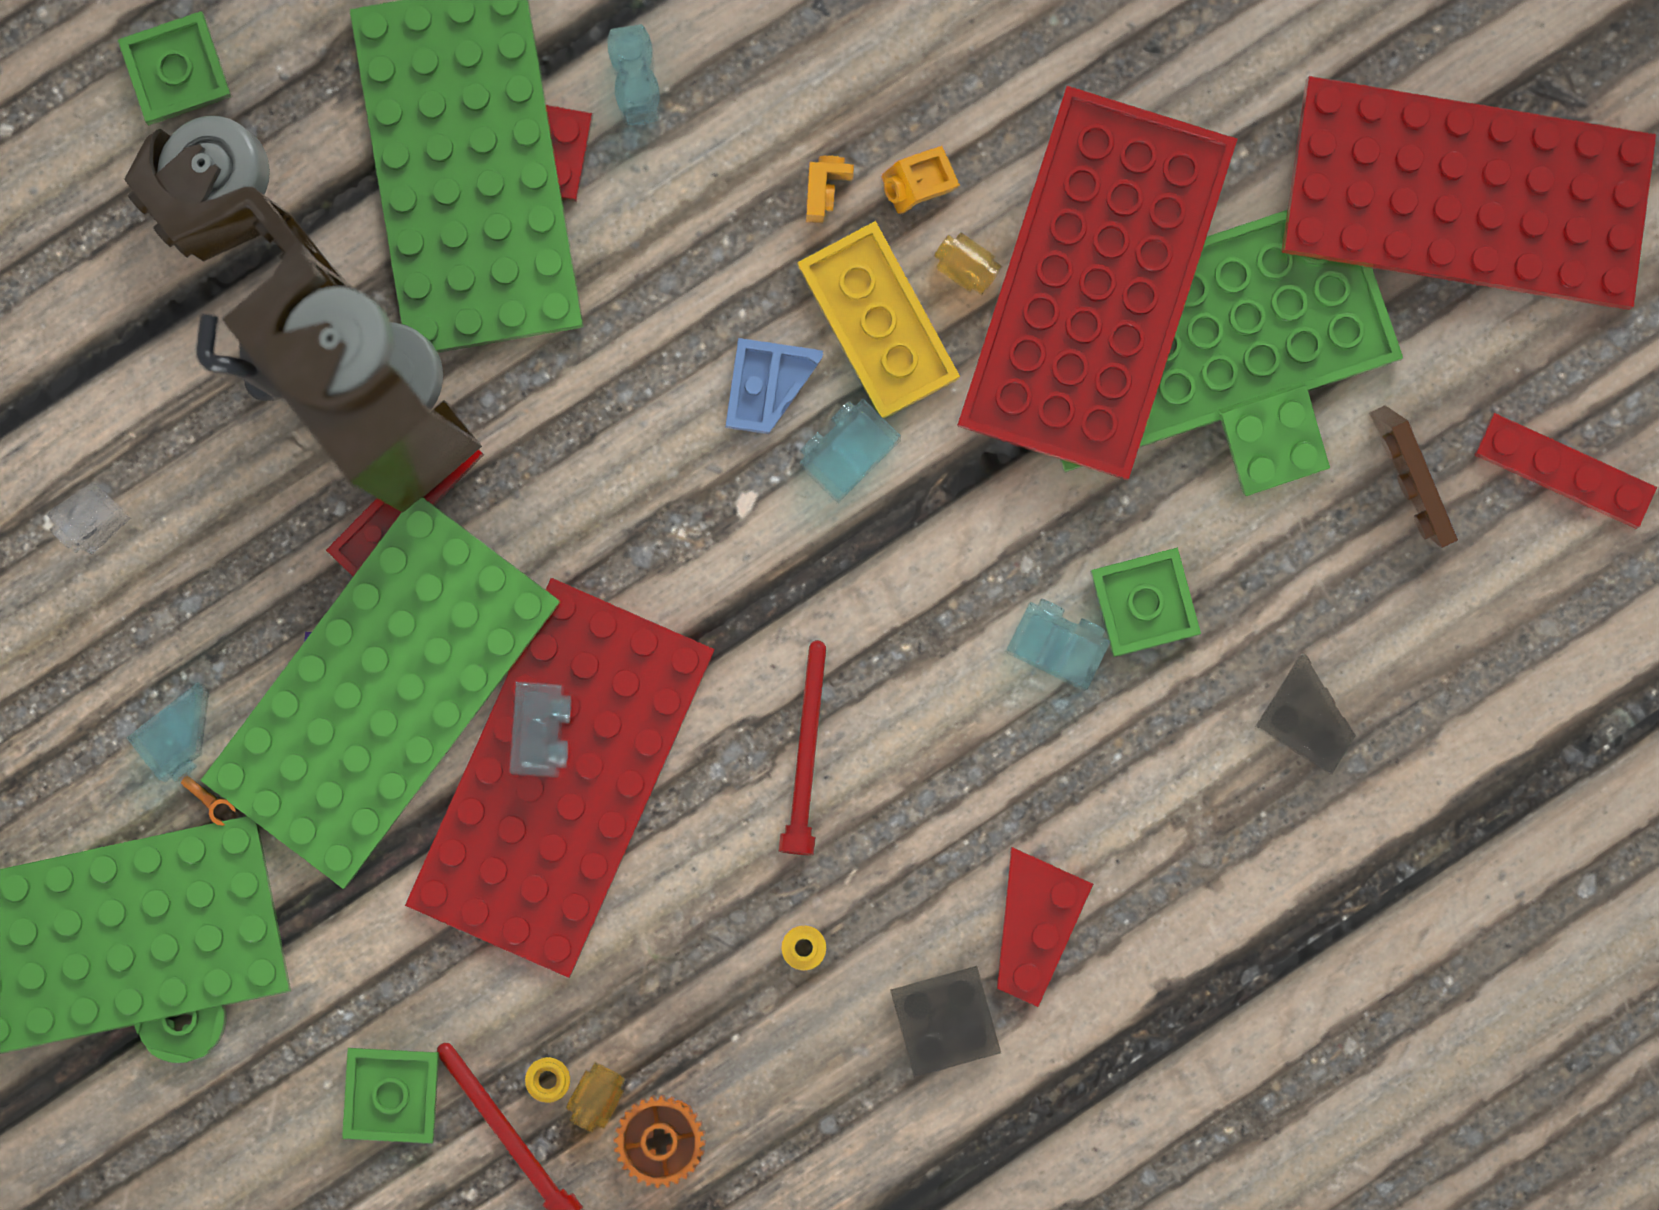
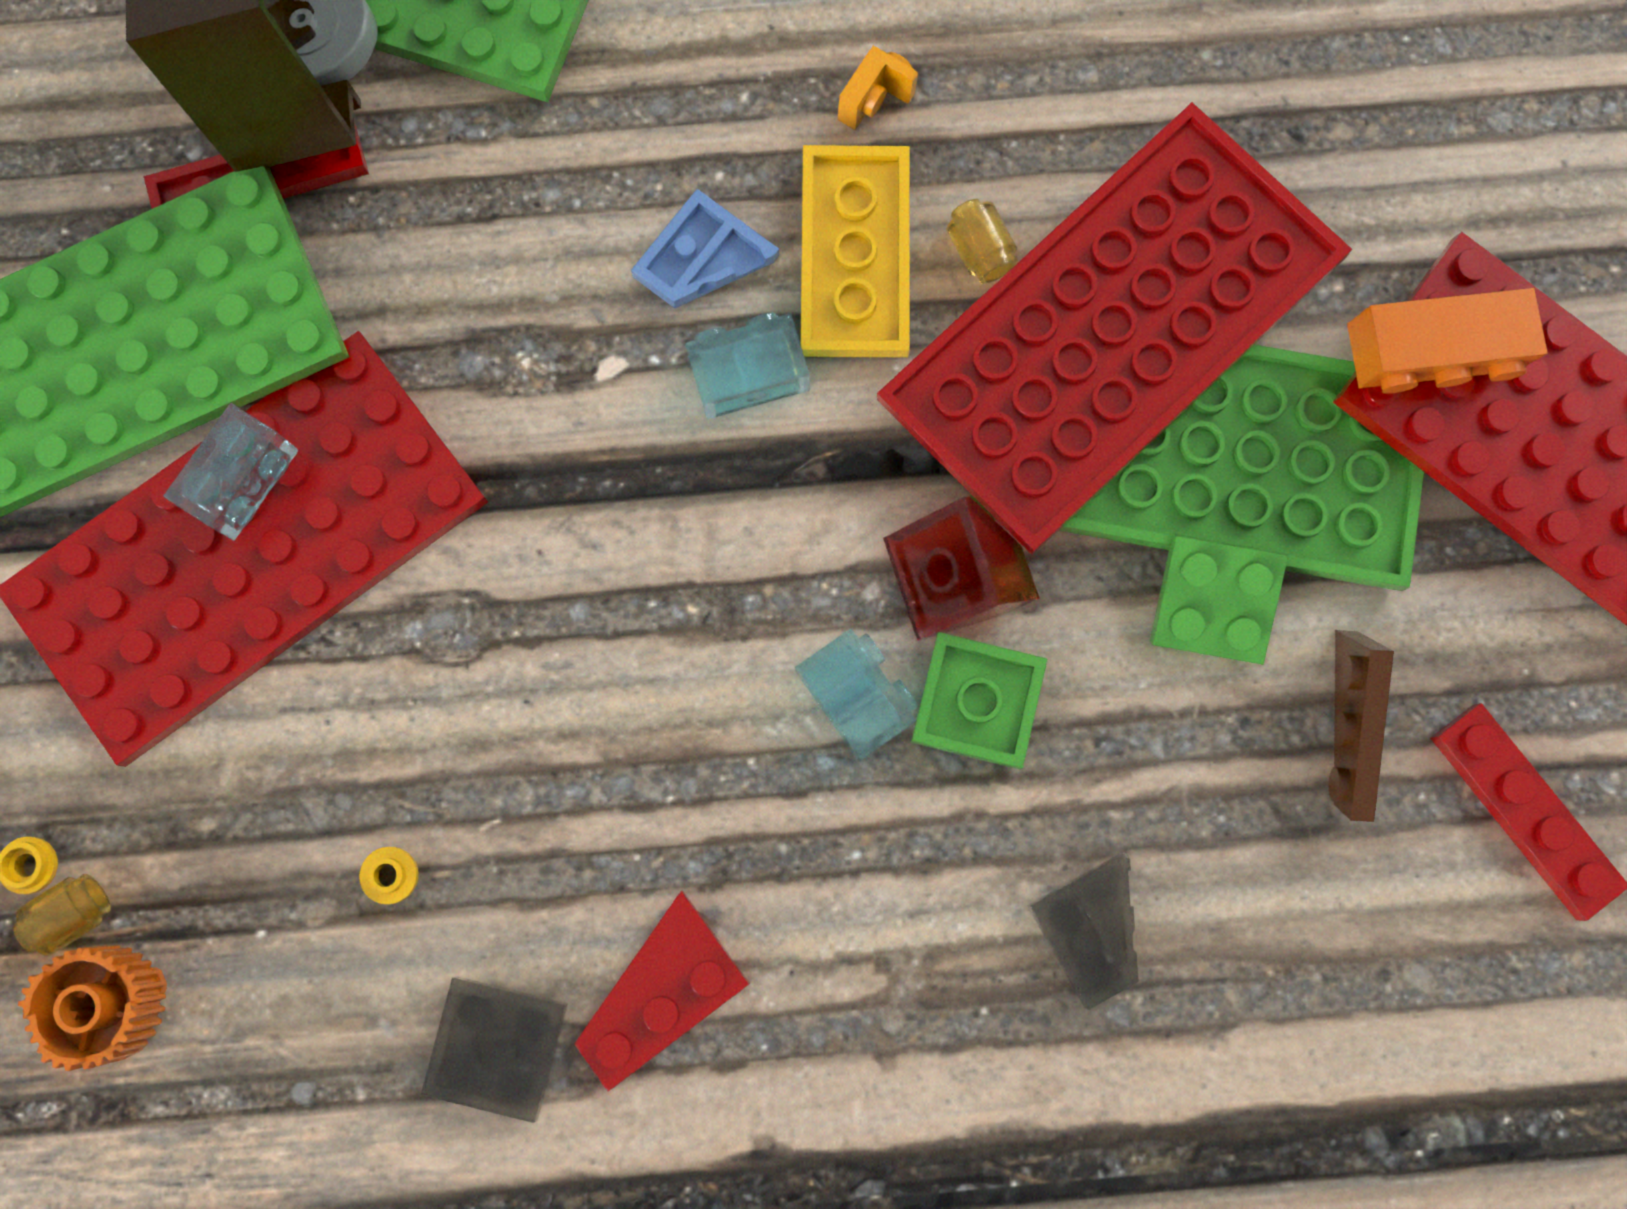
camera: 30 degrees right, 5 degrees down
(797, 835) = (456, 746): red piece -> none
(919, 179) = (979, 129): light orange bracket -> none
(1081, 518) = (958, 569): none -> clear red slope
(1336, 176) = (1447, 340): none -> orange brick

